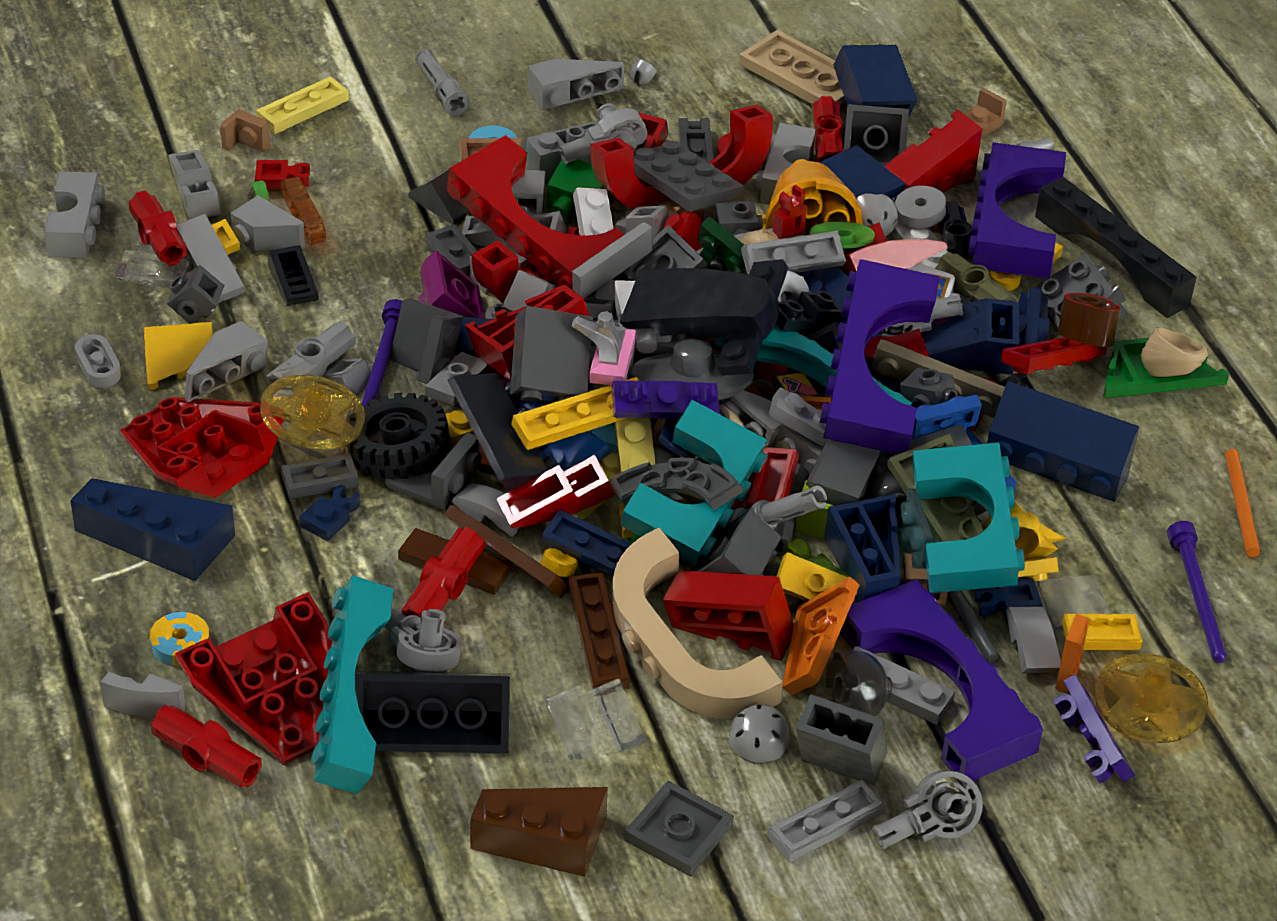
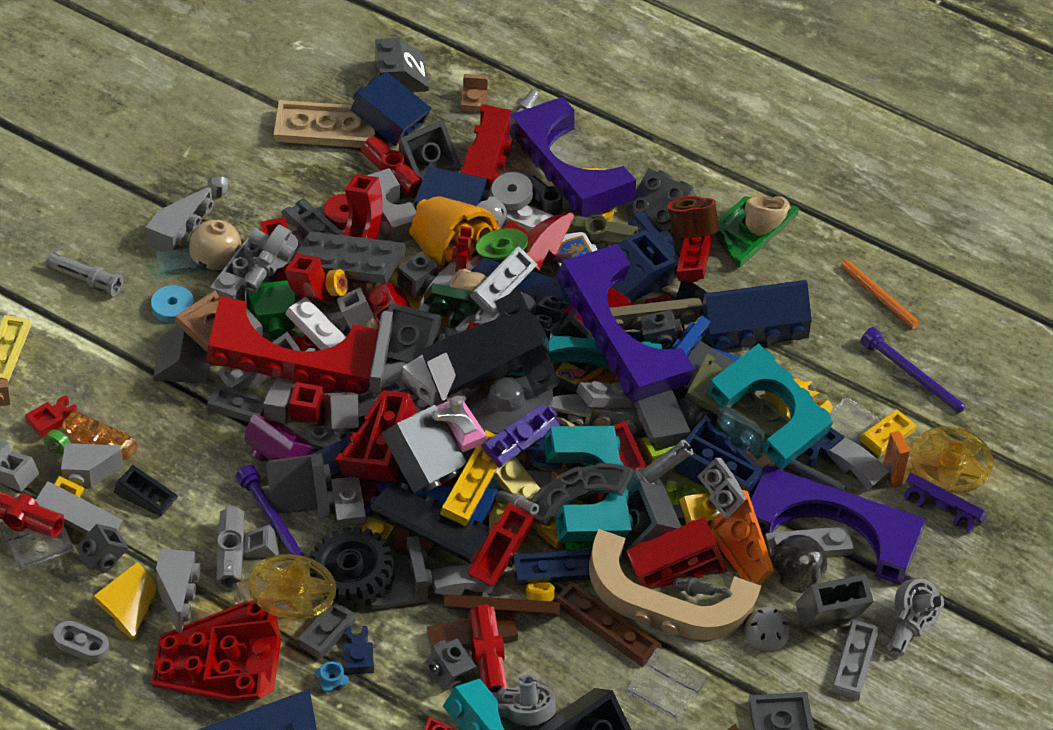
camera: 40 degrees left, 5 degrees up
(281, 517) = (331, 669): none -> dark azure plate
(395, 566) = (450, 664): none -> dark grey brick
(541, 116) = (178, 263): none -> clear light blue tile
(577, 106) = (214, 244): none -> tan cylinder
(611, 464) = (517, 500): none -> light grey bar
(638, 301) = (442, 373): none -> white sticker
(645, 190) = (336, 282): none -> yellow tile
(718, 647) = (695, 587): none -> dark grey piece
(837, 564) = (723, 486): none -> light grey slope
(932, 56) = (402, 63): none -> dark grey slope
(1158, 277) = (698, 160): black arch -> none

